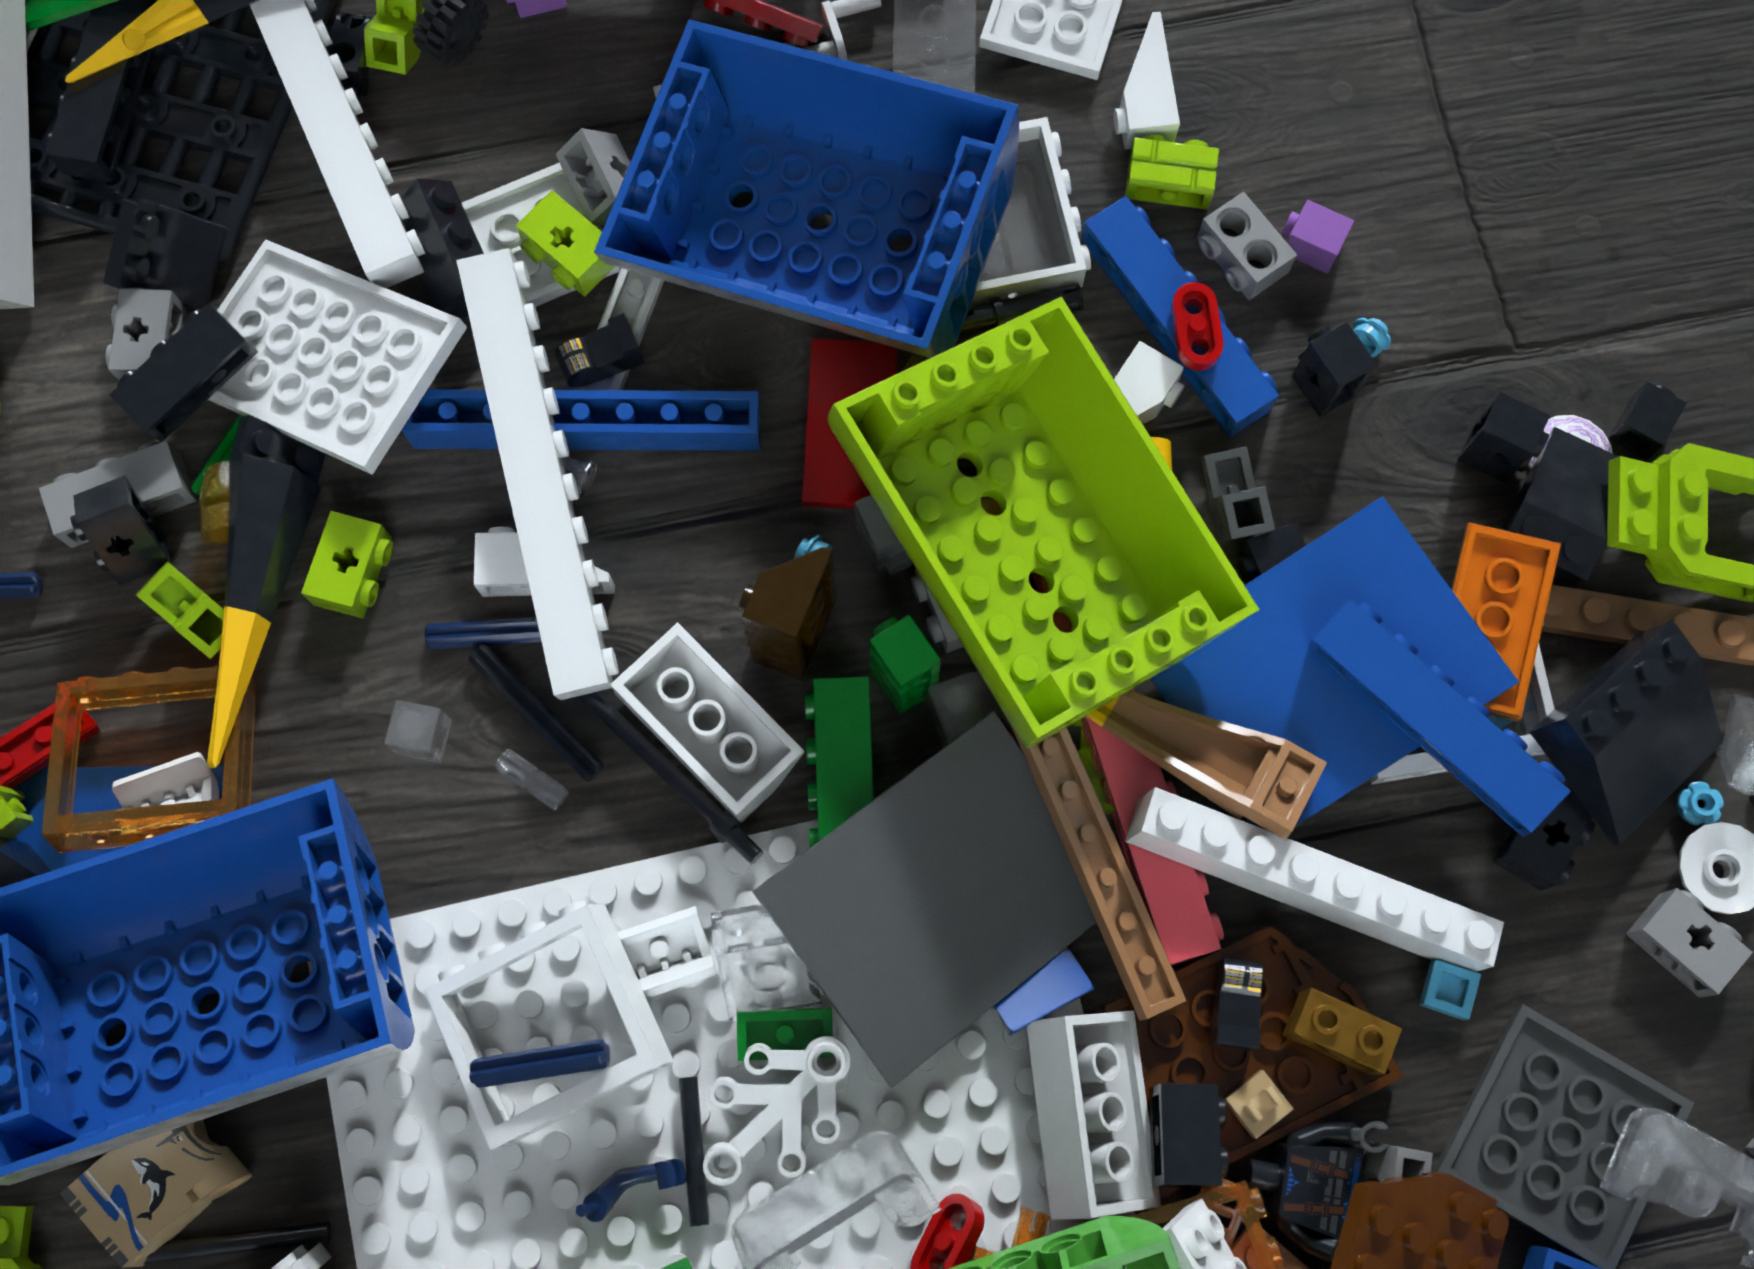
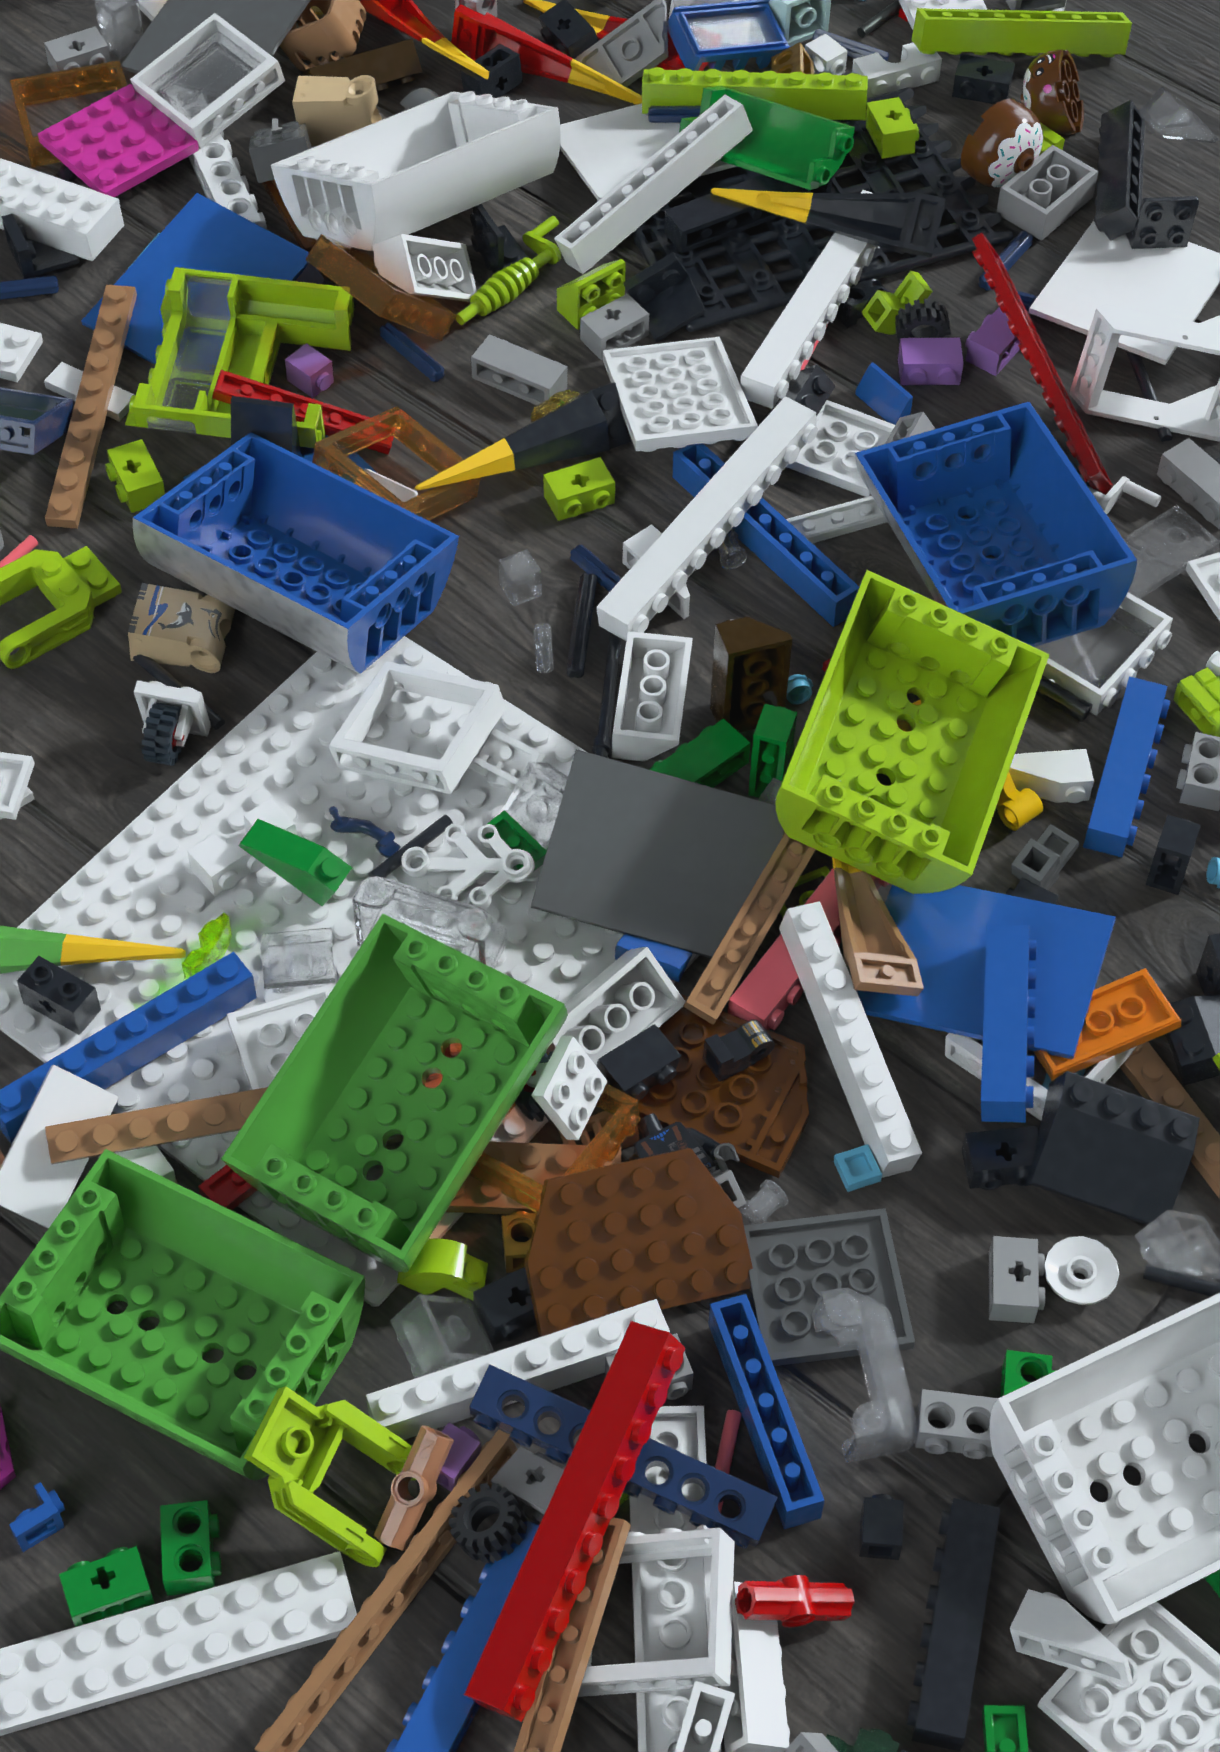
camera: 50 degrees right, 20 degrees down
(78, 323) = (591, 291): none -> lime slope
(120, 530) = (501, 380): black brick -> none
(183, 372) = (610, 344): black brick -> none
(185, 608) = (487, 427): lime brick -> none
(498, 56) = (930, 361): none -> medium lavender brick
(501, 140) = (884, 394): none -> blue slope
(540, 1063) = (394, 726): dark blue axle -> none
(563, 242) = (848, 440): lime brick -> none
(599, 354) = (810, 513): black leg -> none
(1197, 329) = (1119, 766): red plate -> none
(1258, 1104) = (691, 1101): tan tile -> none
(1342, 1032) = (773, 1108): pearl gold brick -> none
(1425, 1122) = (764, 1203): none -> clear bush
(1689, 809) = (1119, 1231): medium azure plate -> none

